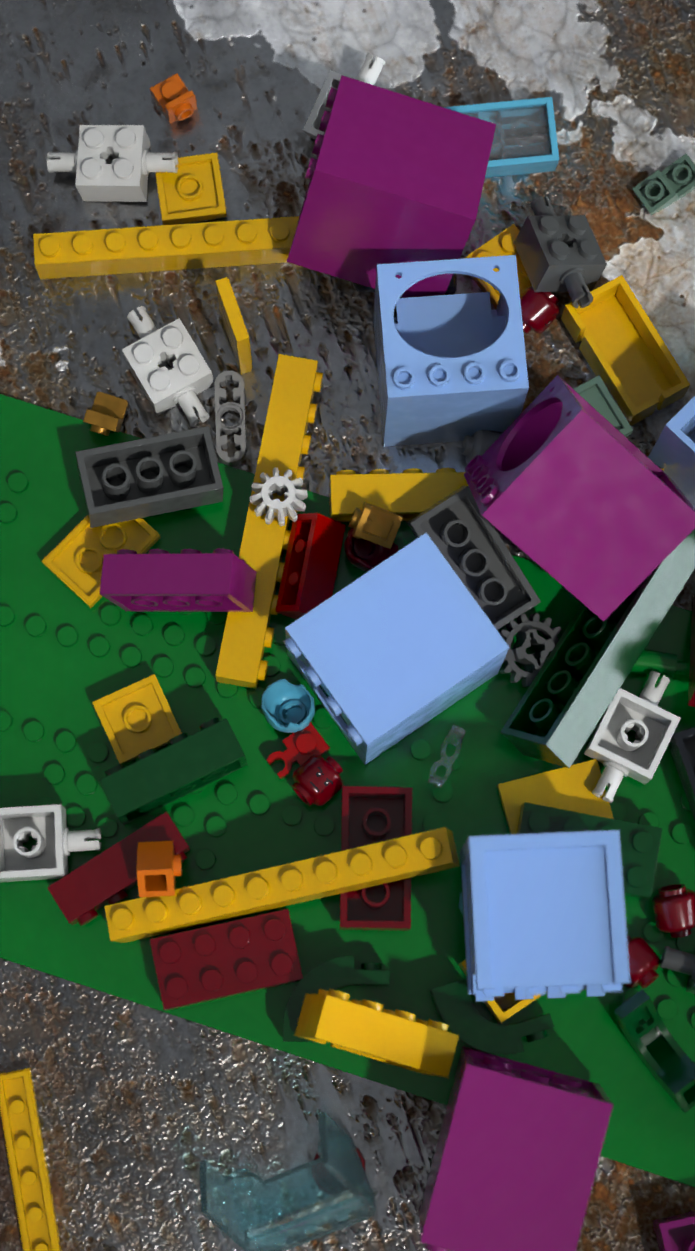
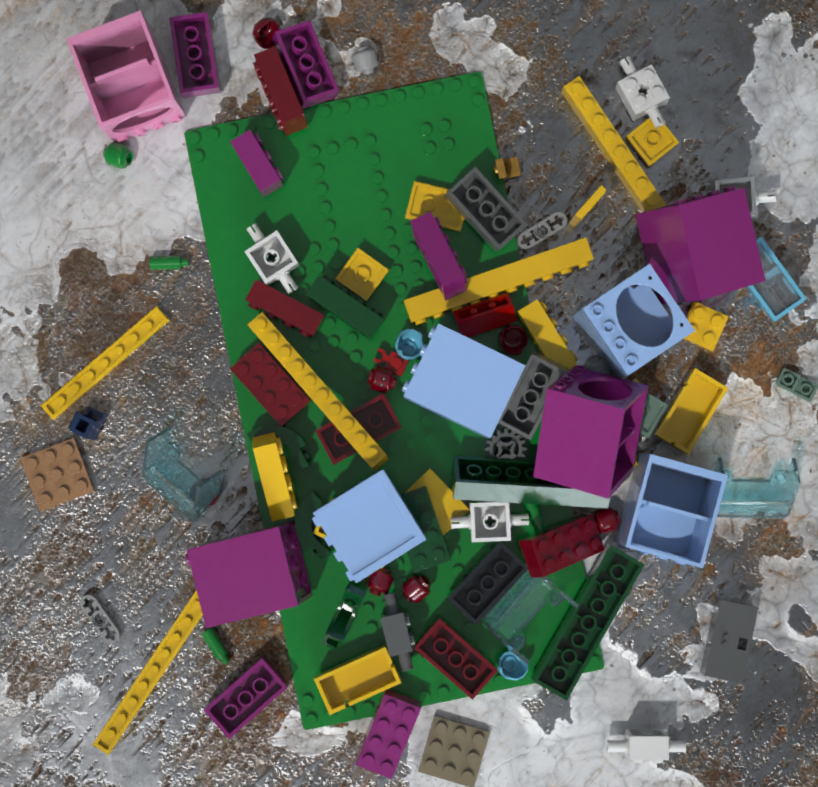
camera: 60 degrees right, 10 degrees up
(157, 868) = (292, 327): orange brick -> none
(171, 347) = (553, 196): white brick -> none
(174, 99) = (697, 102): orange bracket -> none
(281, 486) = (503, 282): white gear -> none
(375, 524) = (523, 336): pearl gold bracket -> none
(454, 737) = (441, 435): clear cap -> none
(538, 310) = (687, 353): dark red head -> none
(560, 253) = (723, 349): dark grey brick -> none

